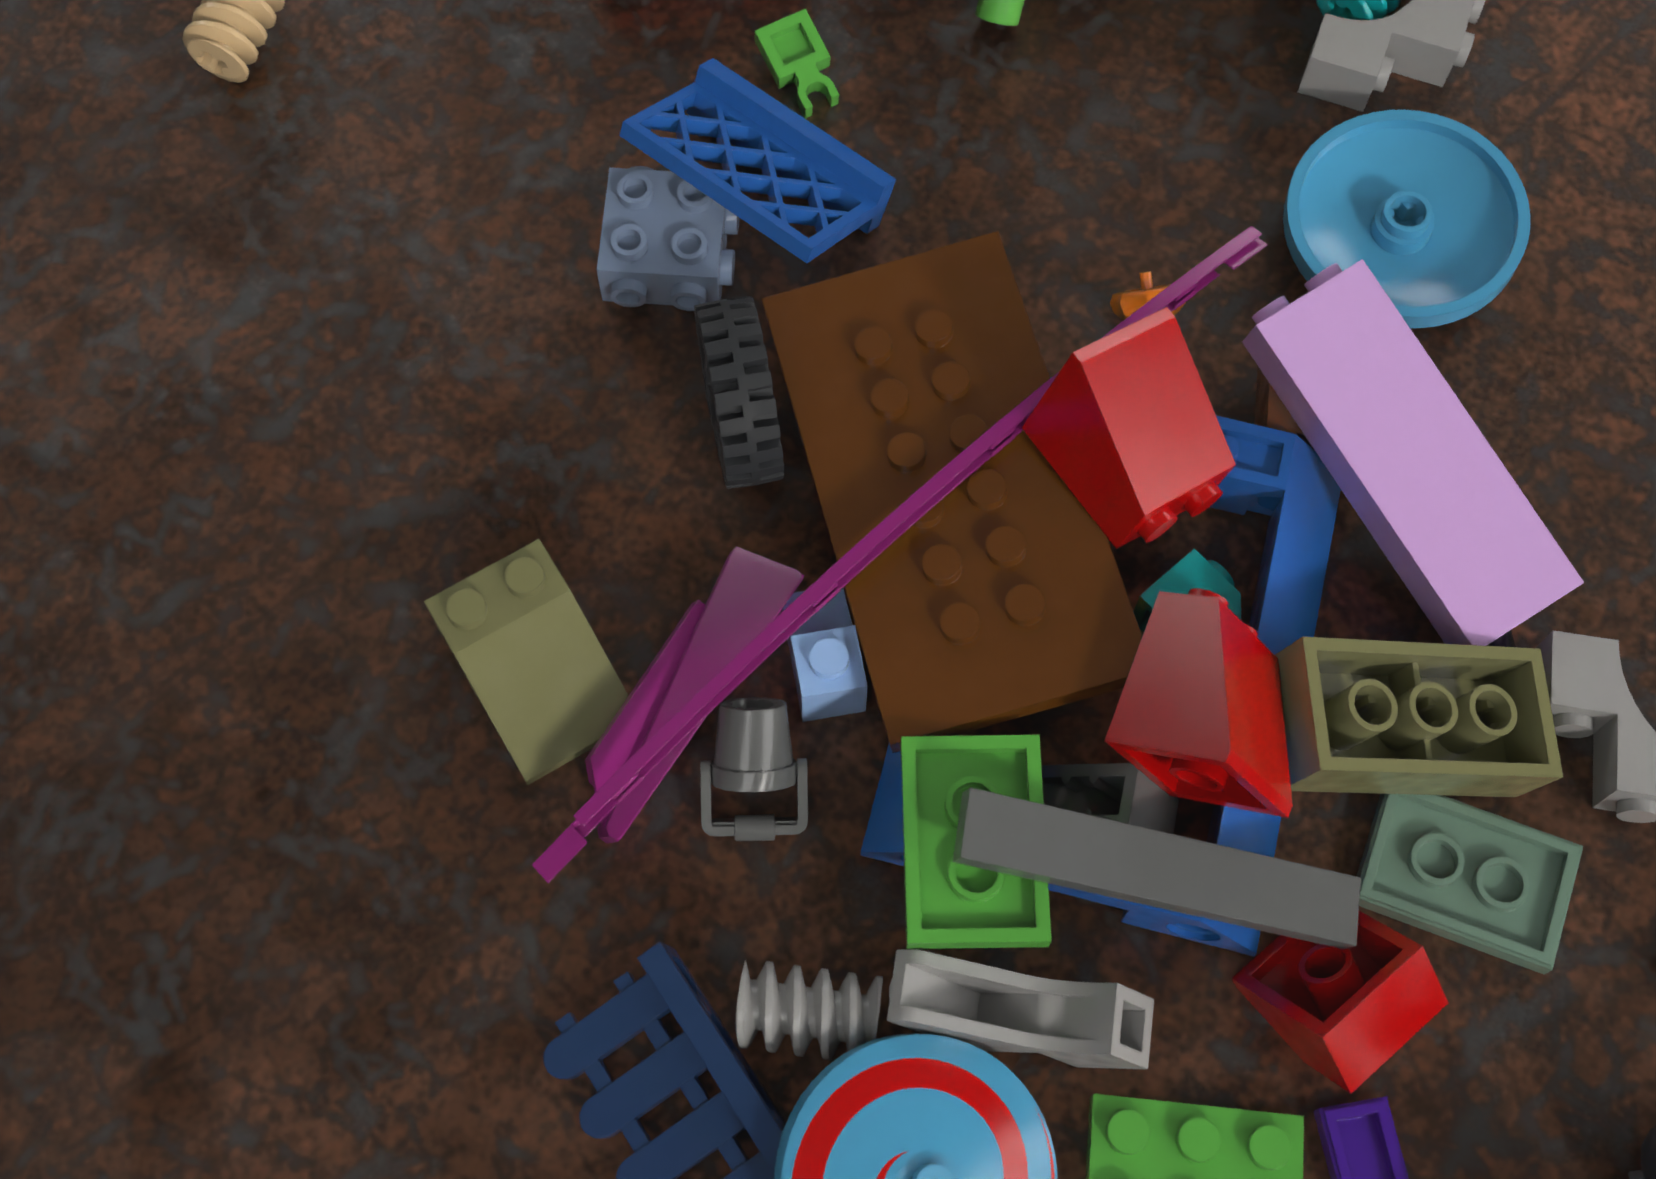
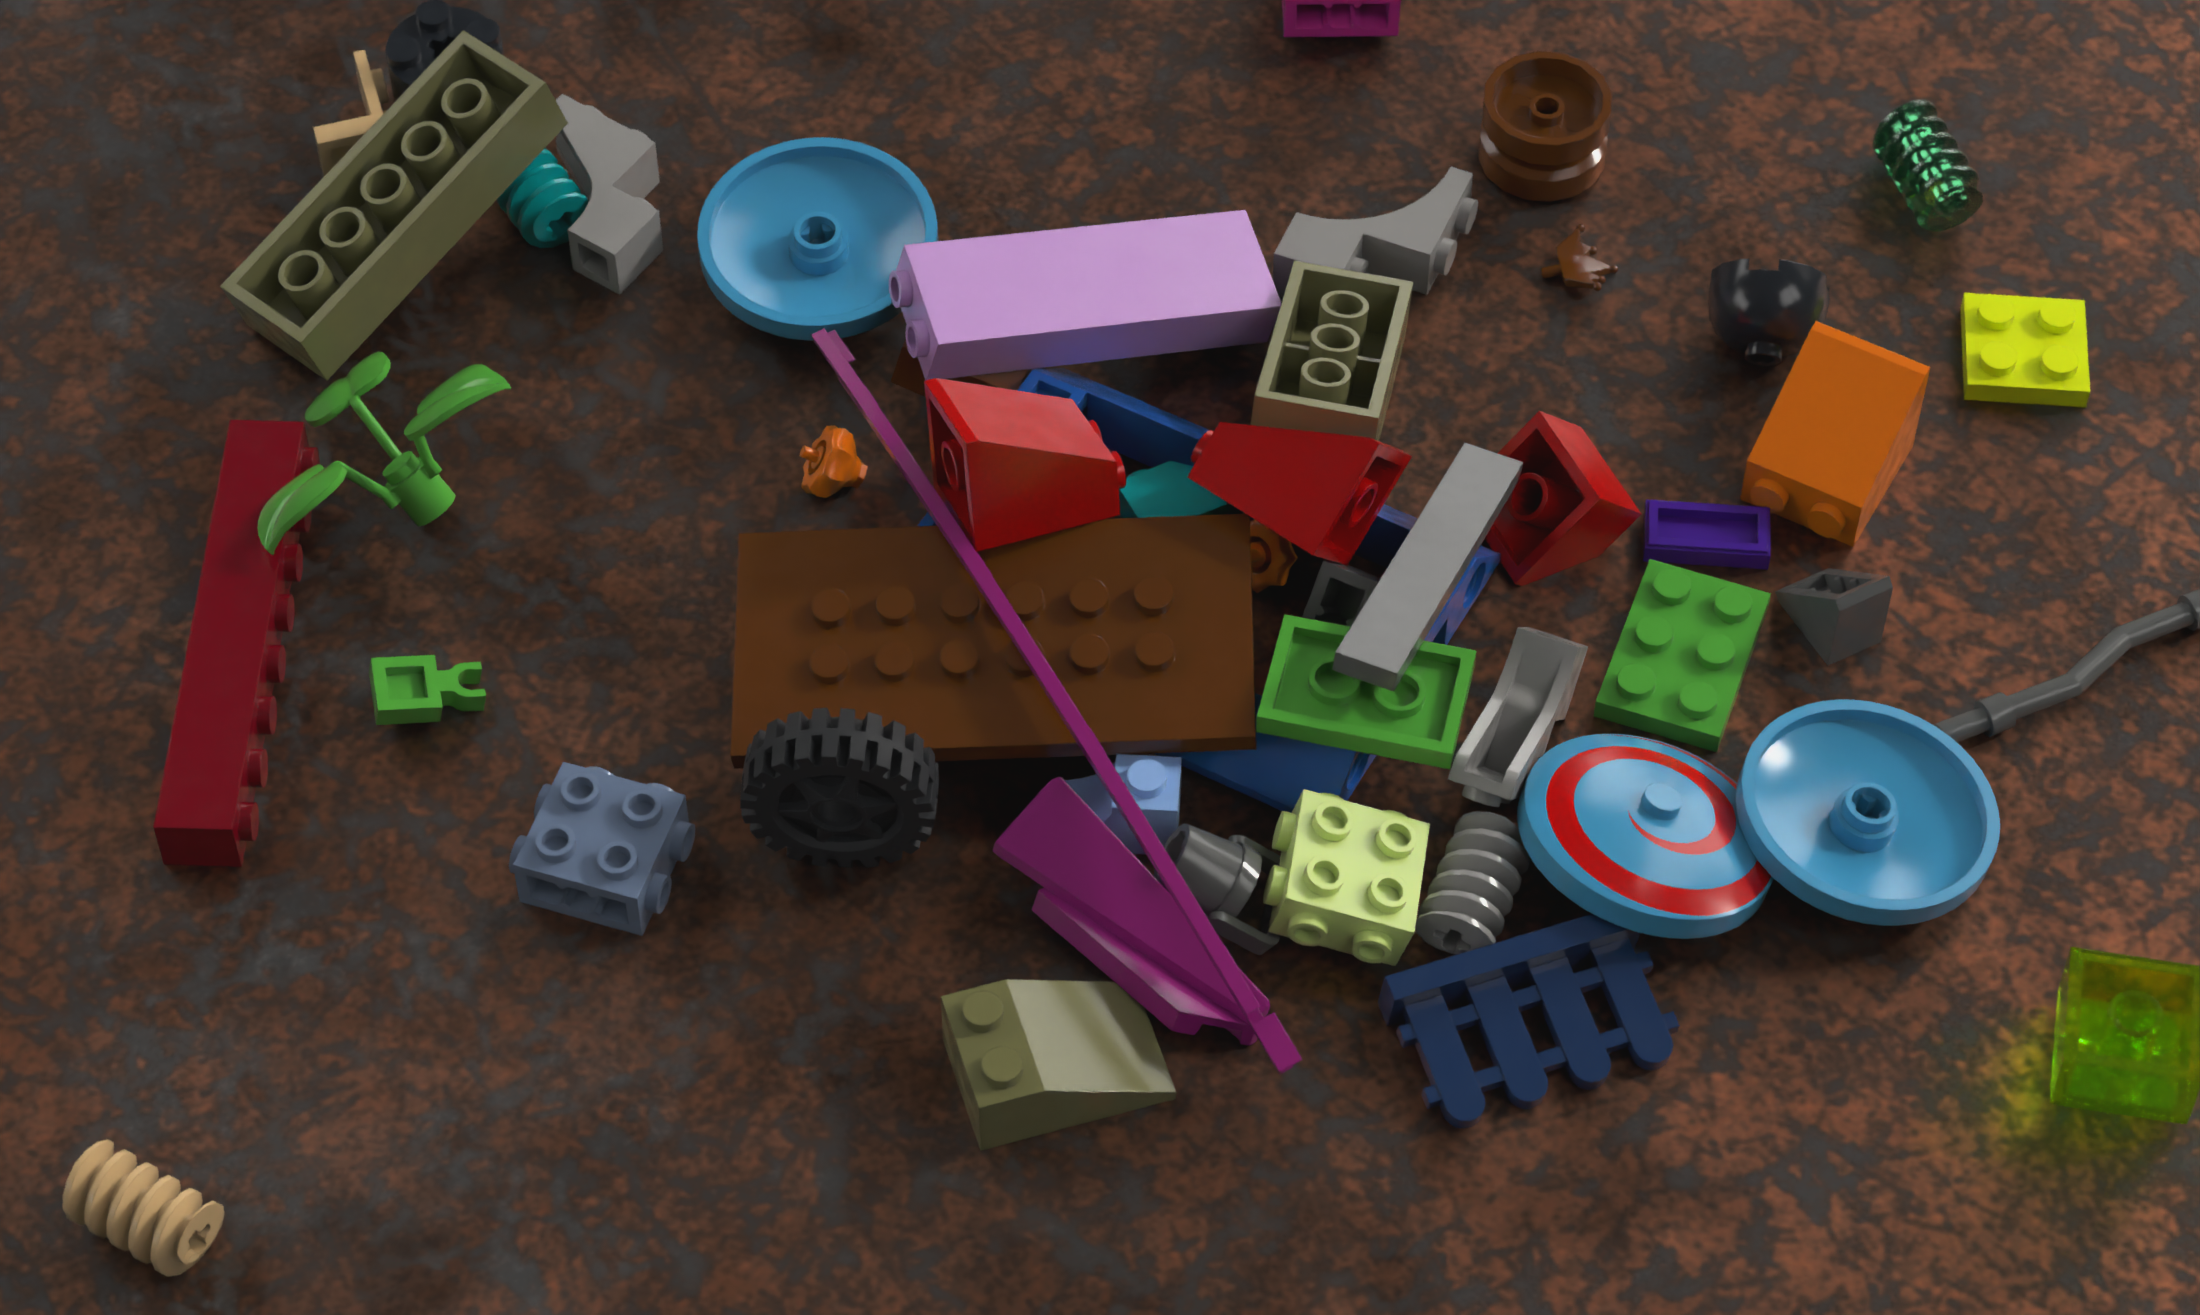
camera: 75 degrees left, 15 degrees down
(765, 138) = (521, 725): blue fence -> none
(786, 880) = (1347, 877): none -> yellowish green brick
(1469, 877) = (1468, 389): sand green tile -> none

